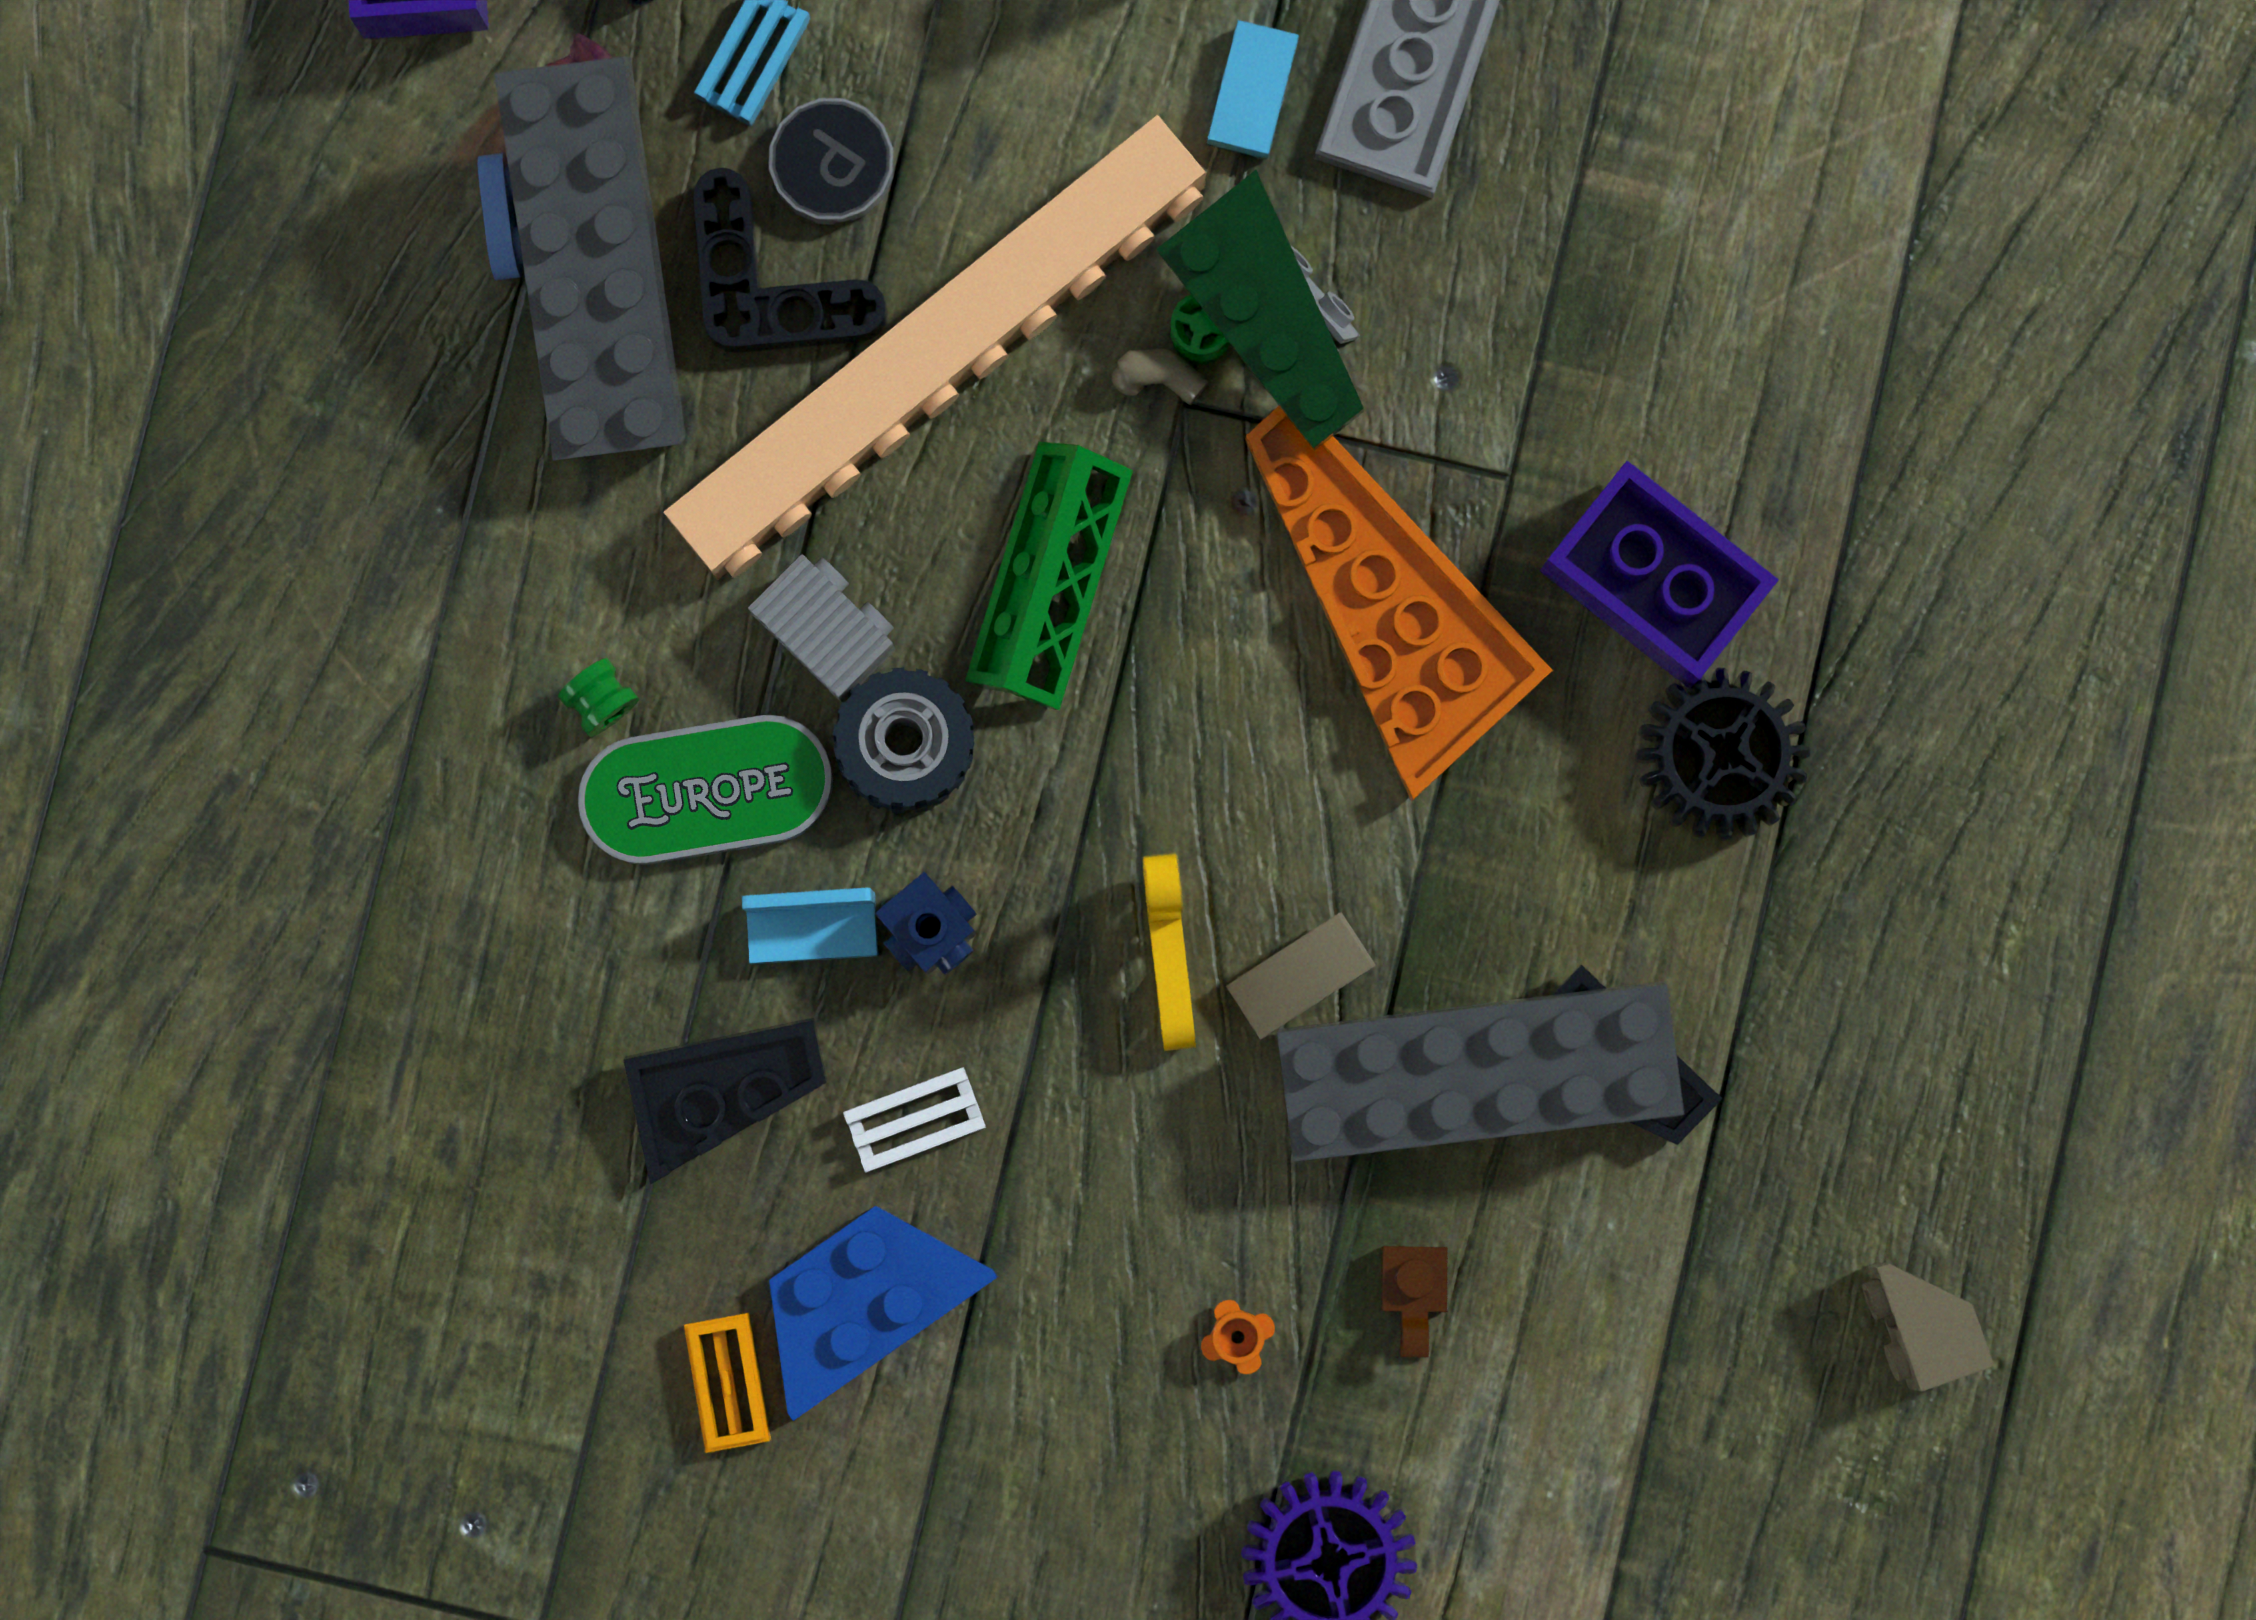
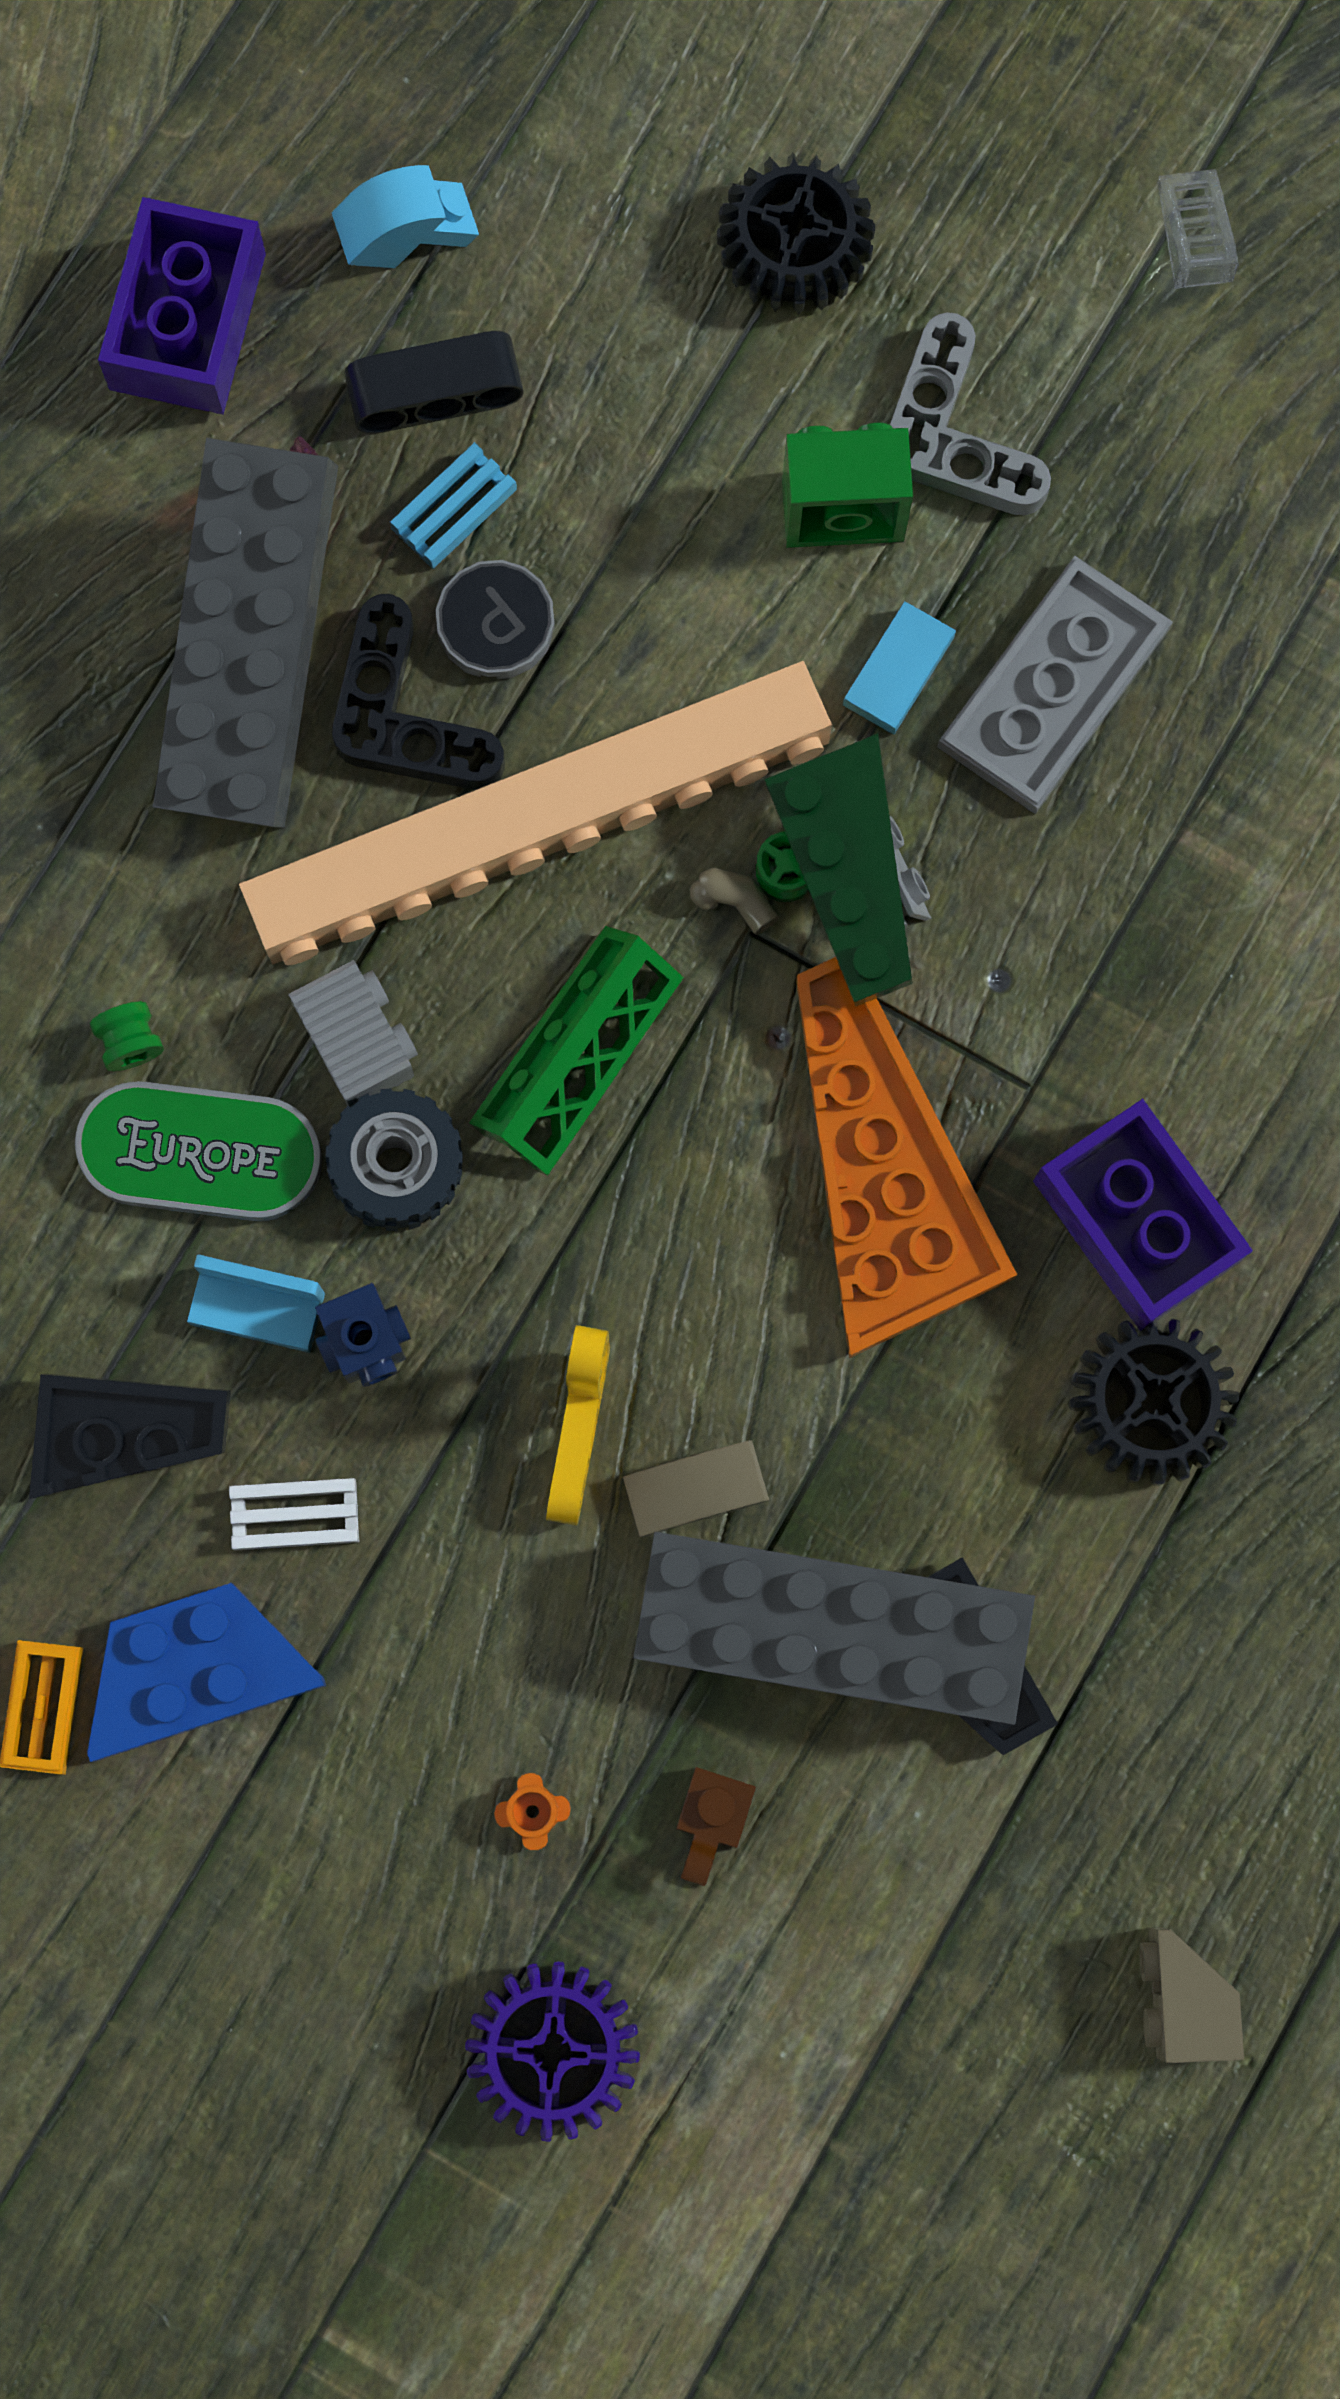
camera: 15 degrees right, 5 degrees down
(499, 217) = (173, 580): medium blue plate -> none

